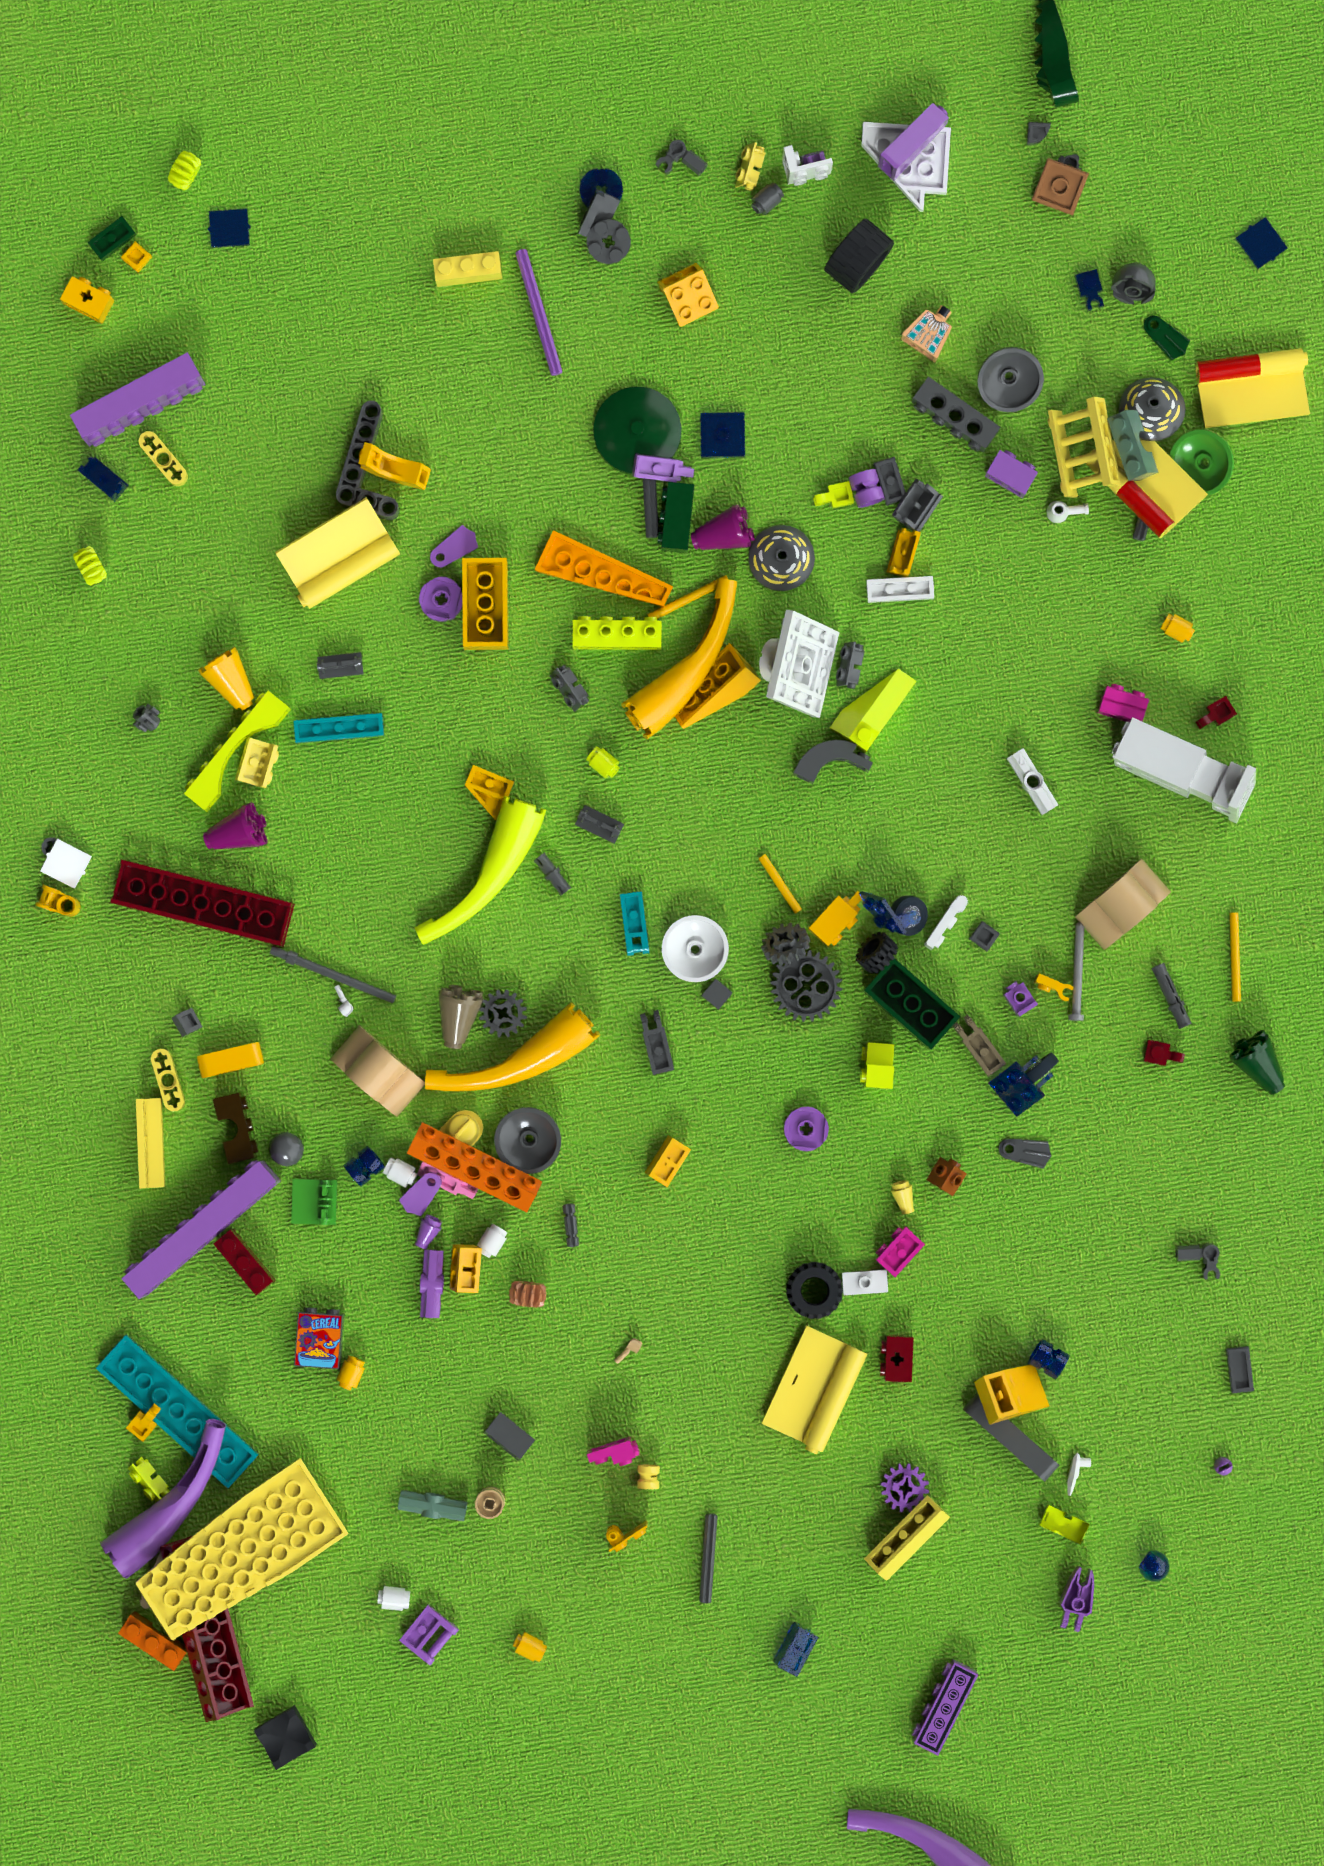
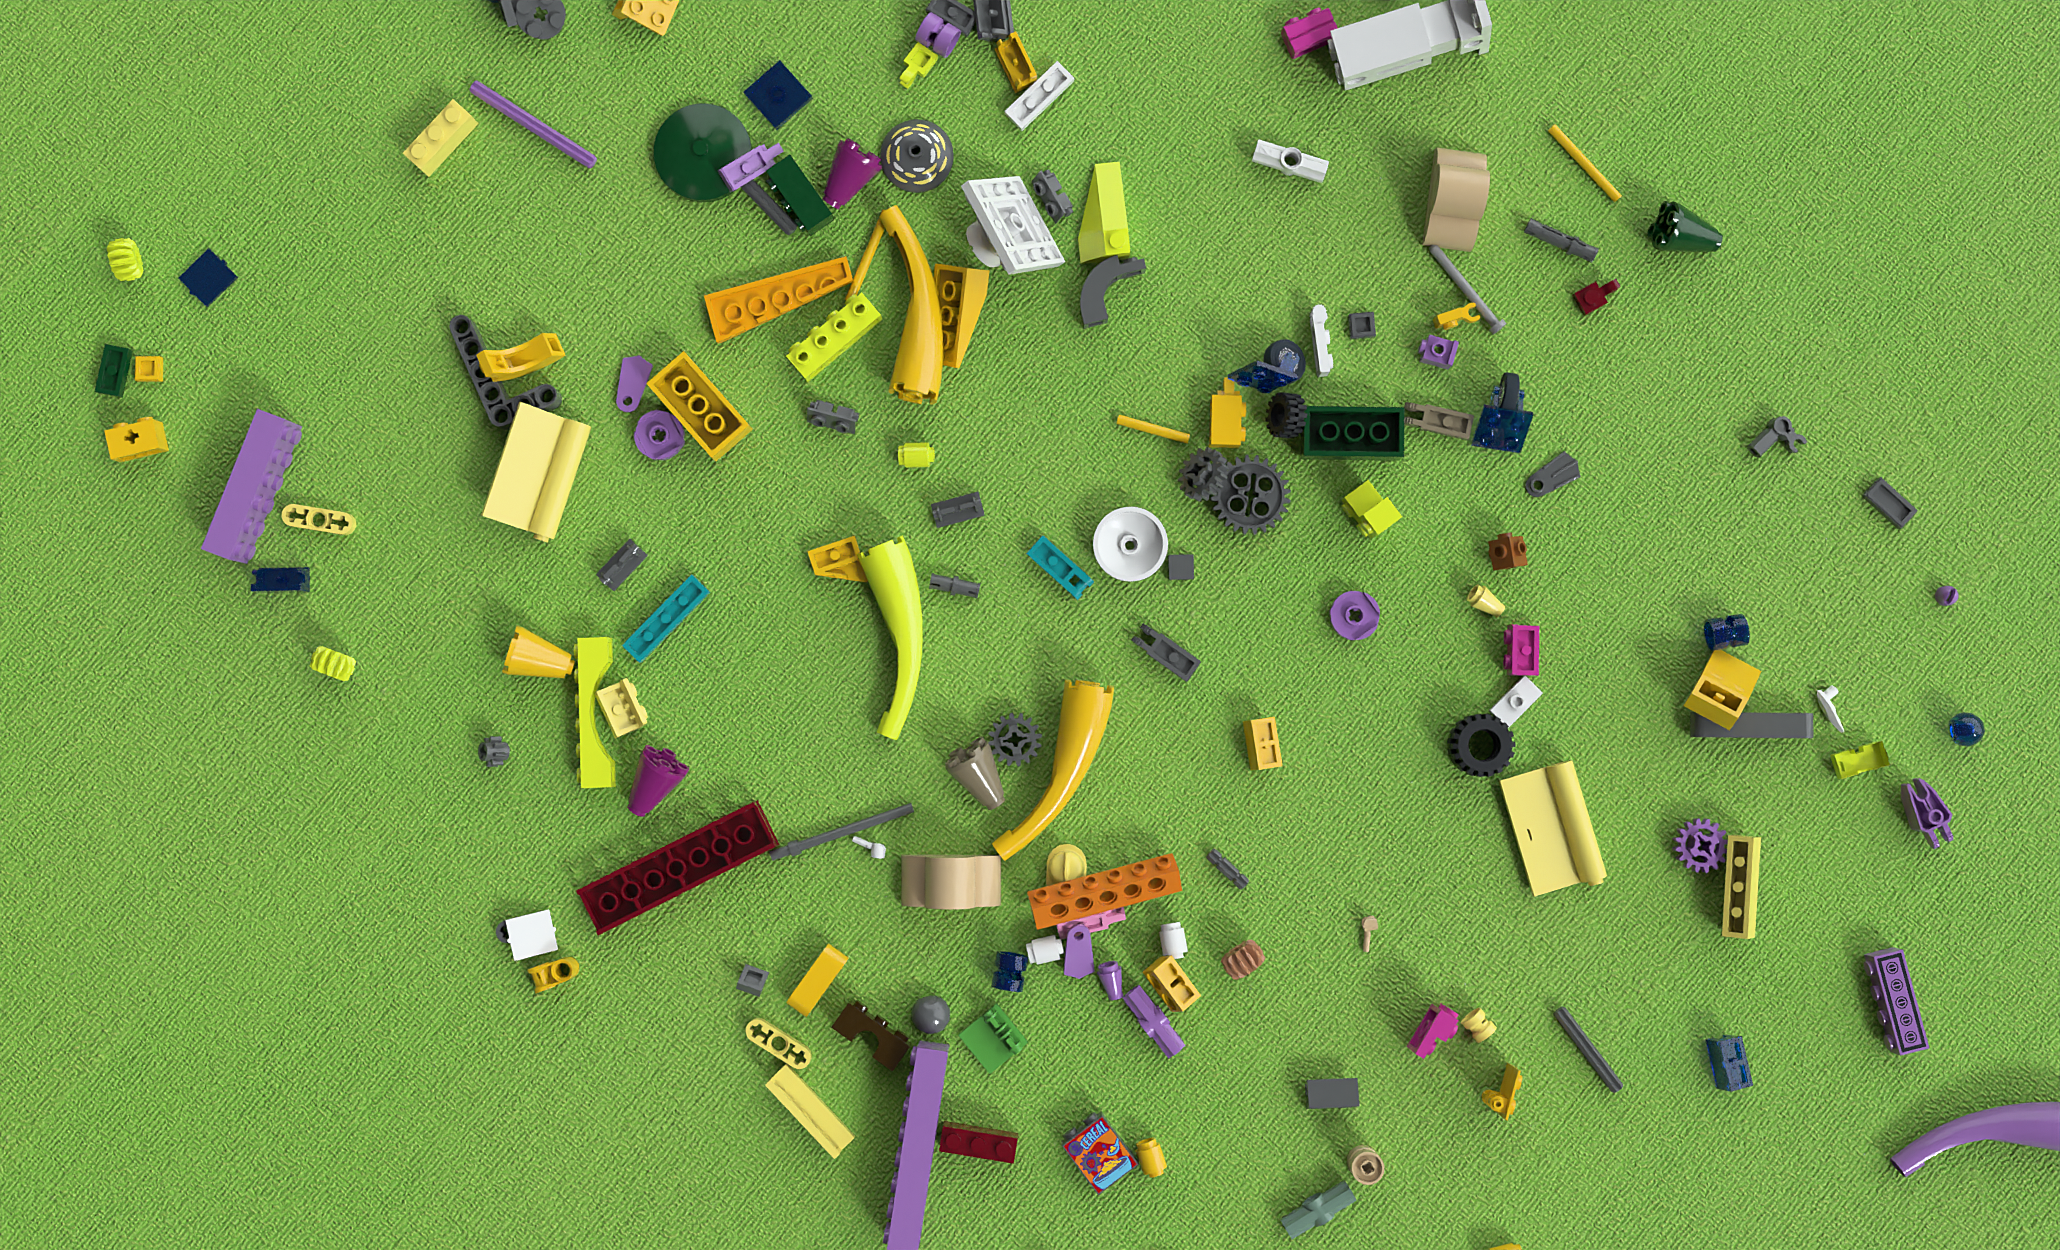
camera: 40 degrees left, 0 degrees up
(517, 1150) = (1133, 844): dark grey dish -> none
(904, 1347) = (1612, 748): dark red brick -> none

